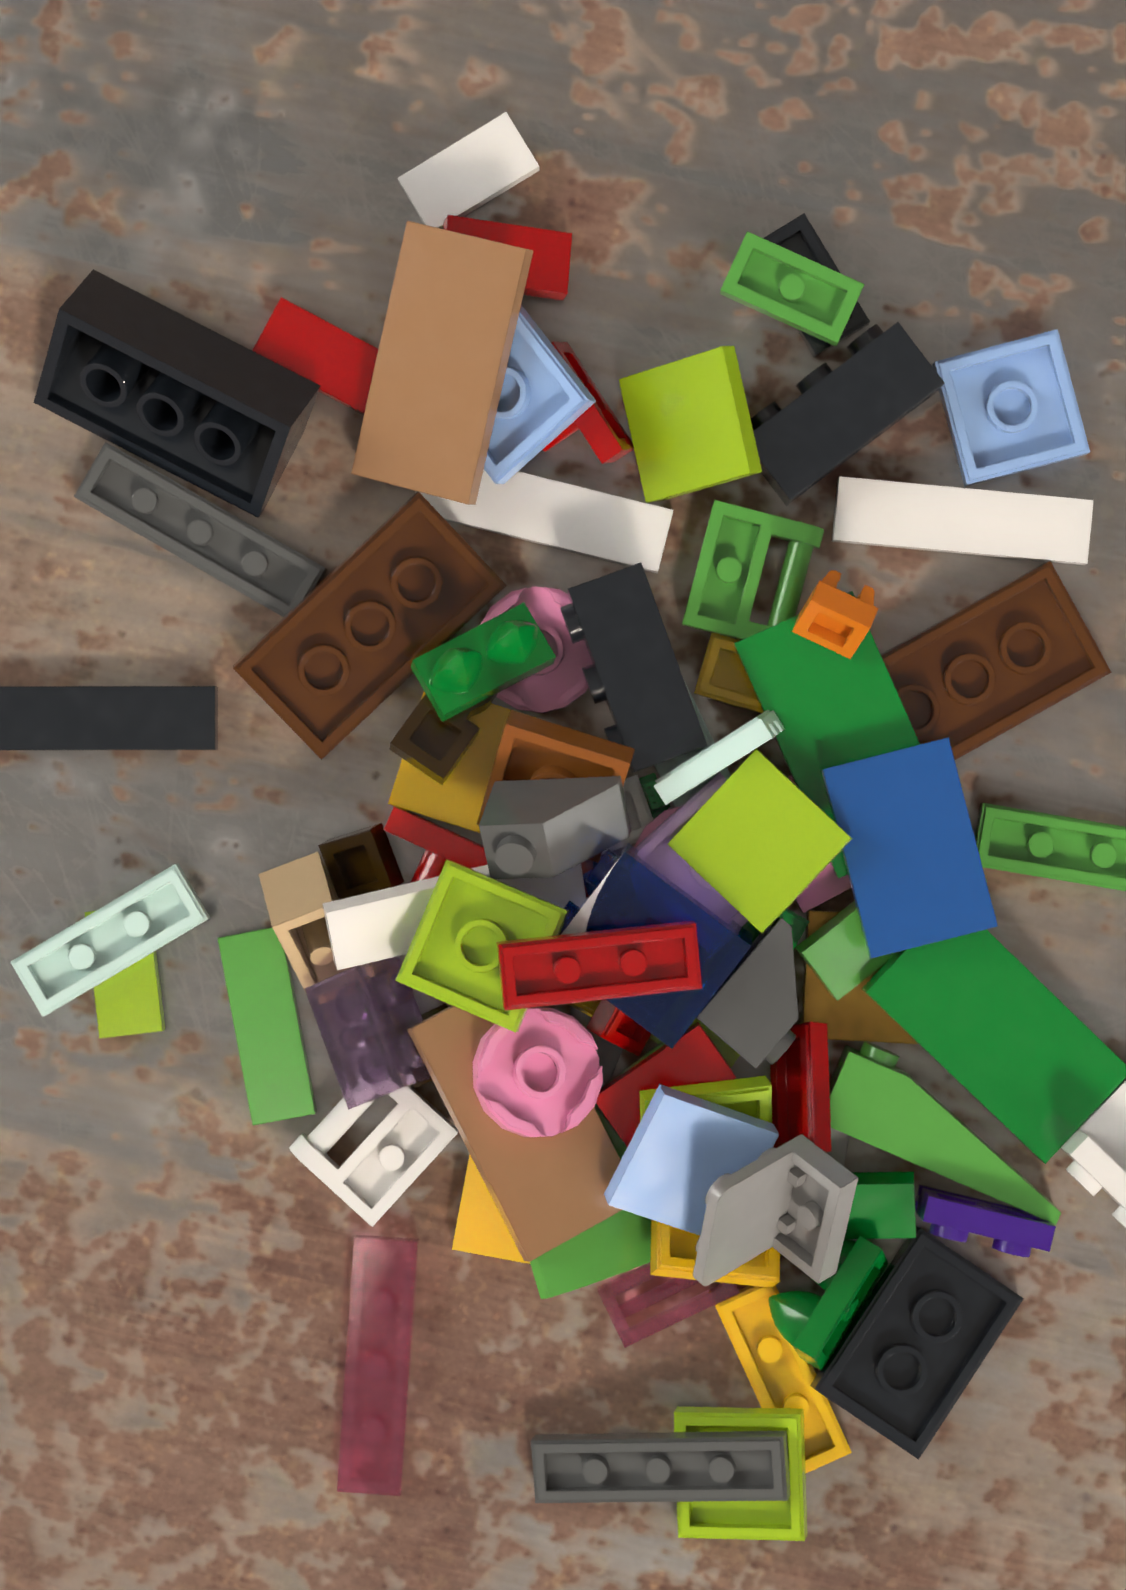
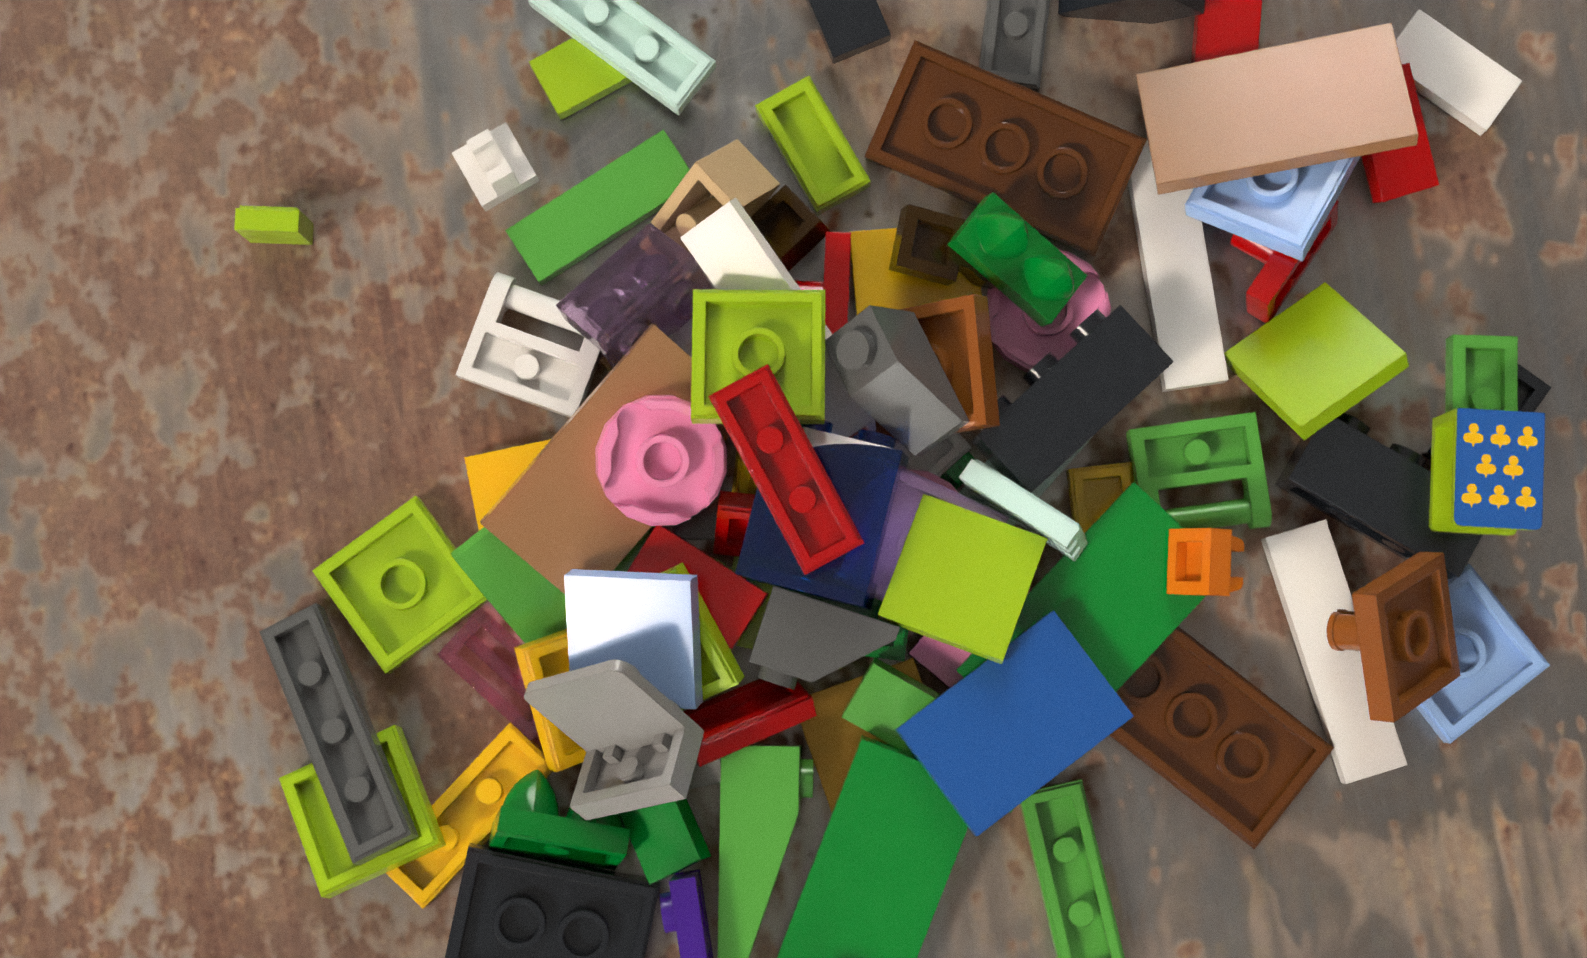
camera: 75 degrees right, 5 degrees down
(158, 1340) = (273, 225): none -> lime tile
(186, 1109) = (495, 166): none -> white tile
(289, 802) = (812, 145): none -> lime tile
(377, 1365) = (330, 435): clear pink tile -> none
(544, 1356) = (400, 585): none -> lime tile
(863, 323) = (1487, 471): none -> piece
(977, 462) = (1403, 635): none -> dark orange tile

